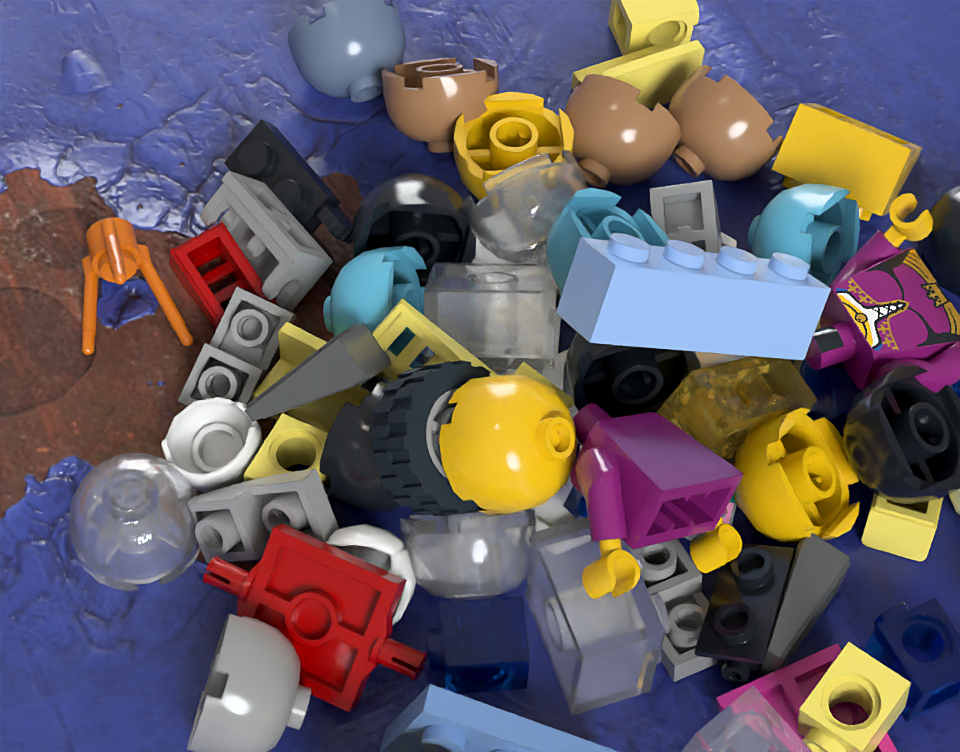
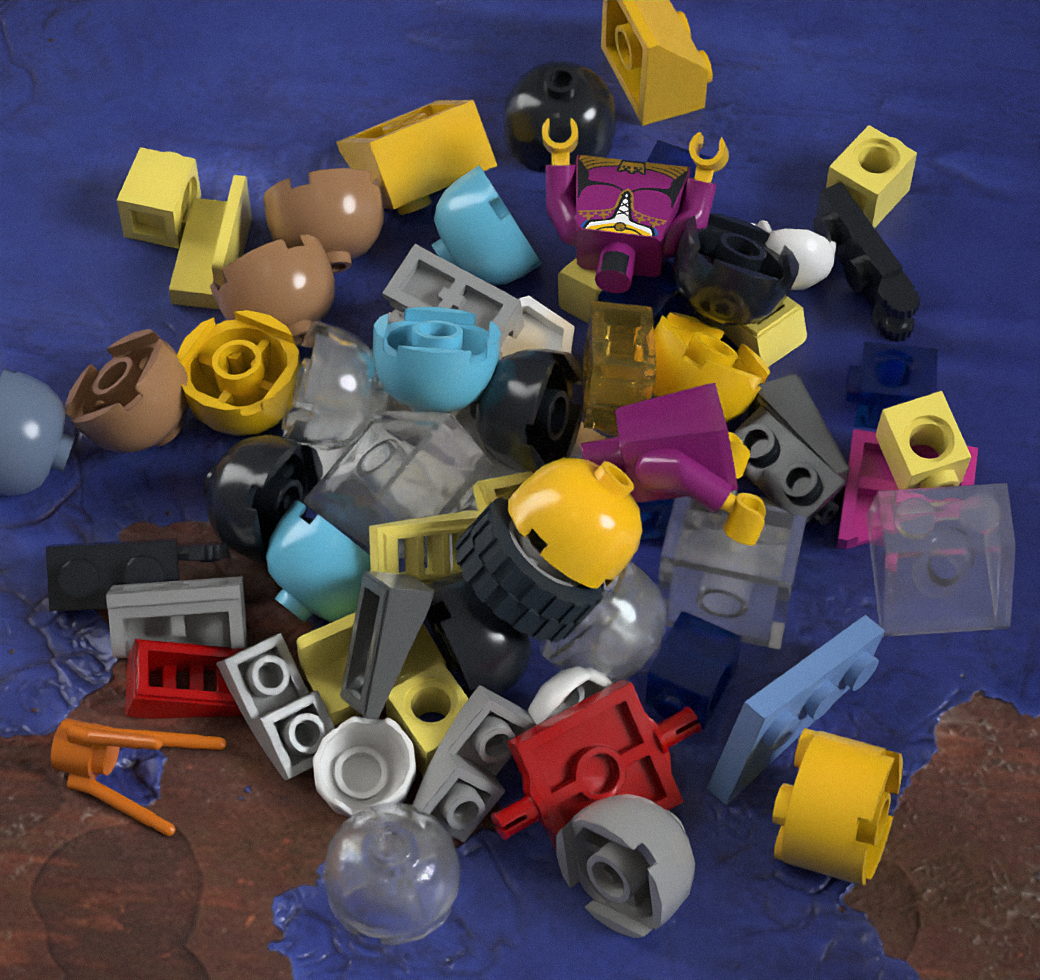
camera: 55 degrees left, 0 degrees up
(691, 298) = (542, 319): light blue brick -> none

